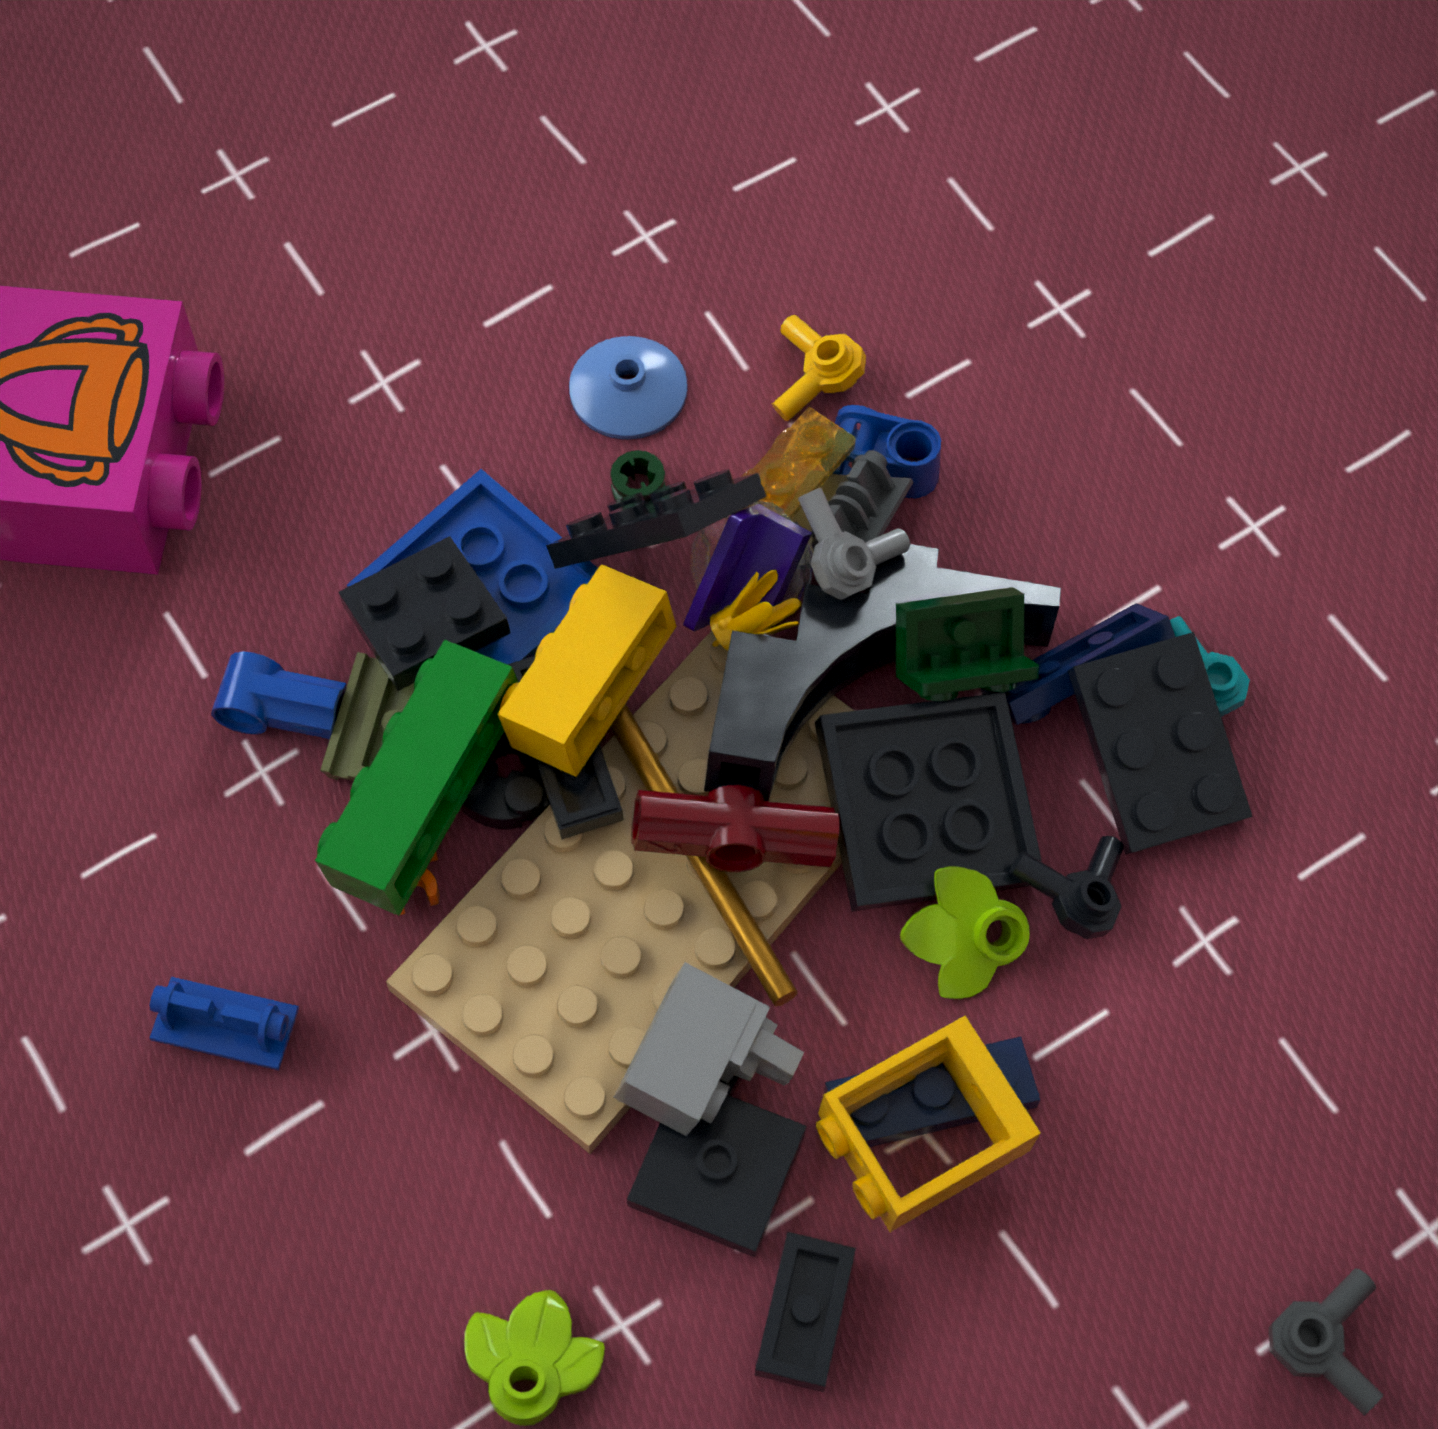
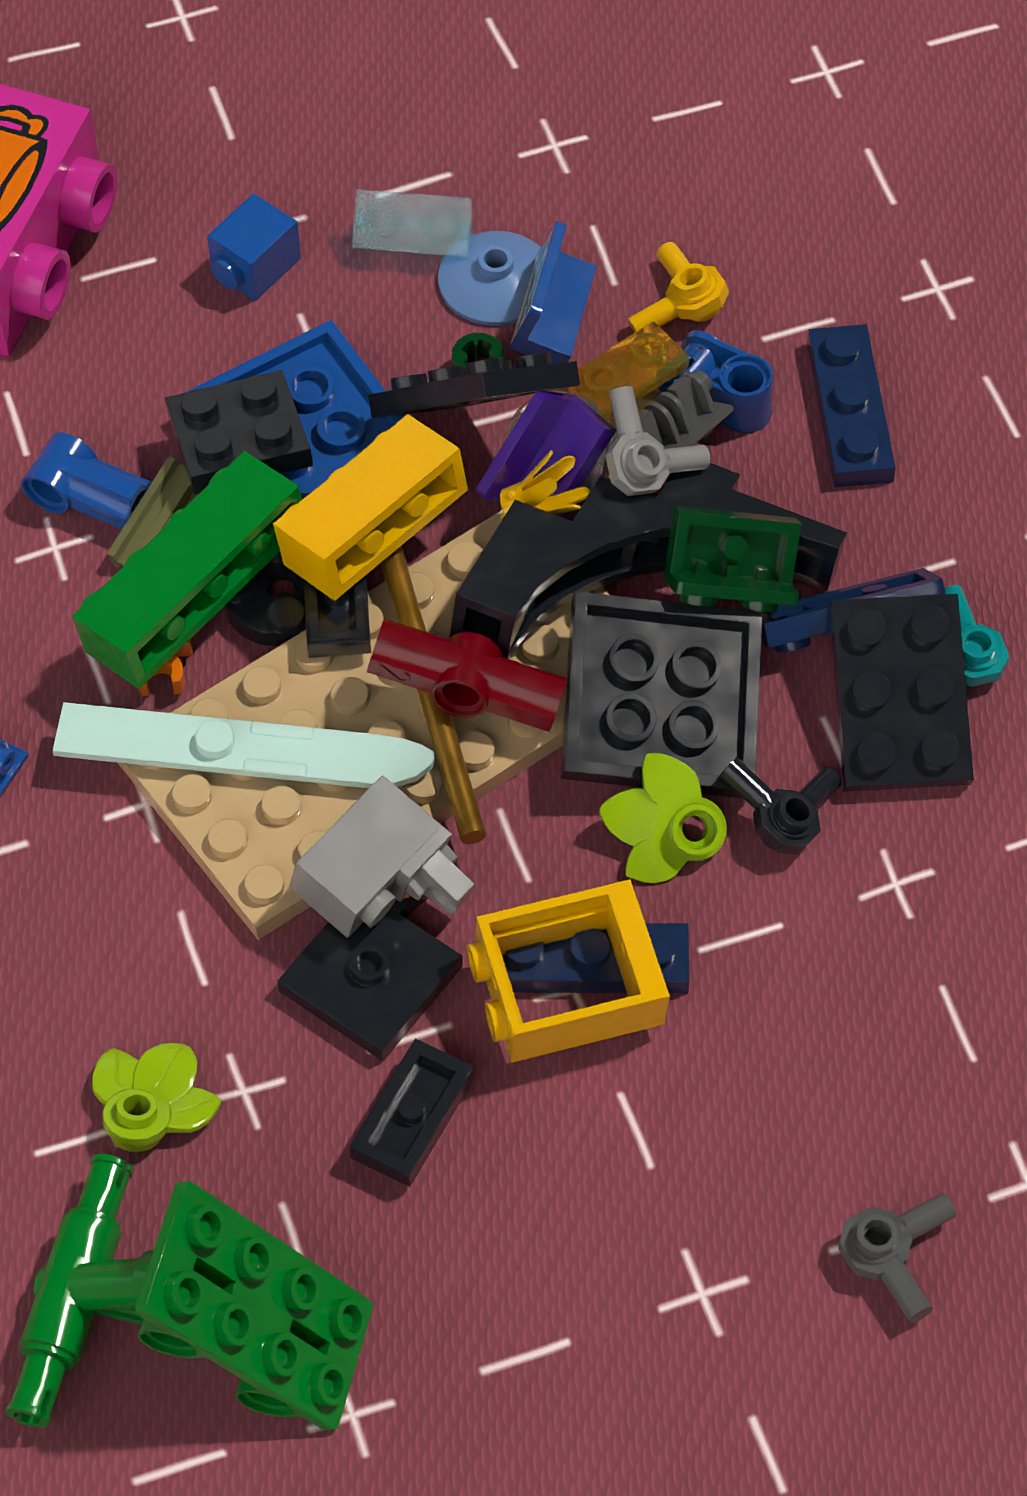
camera: 15 degrees right, 5 degrees down
(380, 407) = (253, 247): none -> blue brick
(517, 954) = (238, 747): none -> light aqua piece
(533, 349) = (412, 223): none -> clear light blue hinge
(695, 402) = (553, 301): none -> blue panel
(1015, 448) = (850, 406): none -> dark blue plate

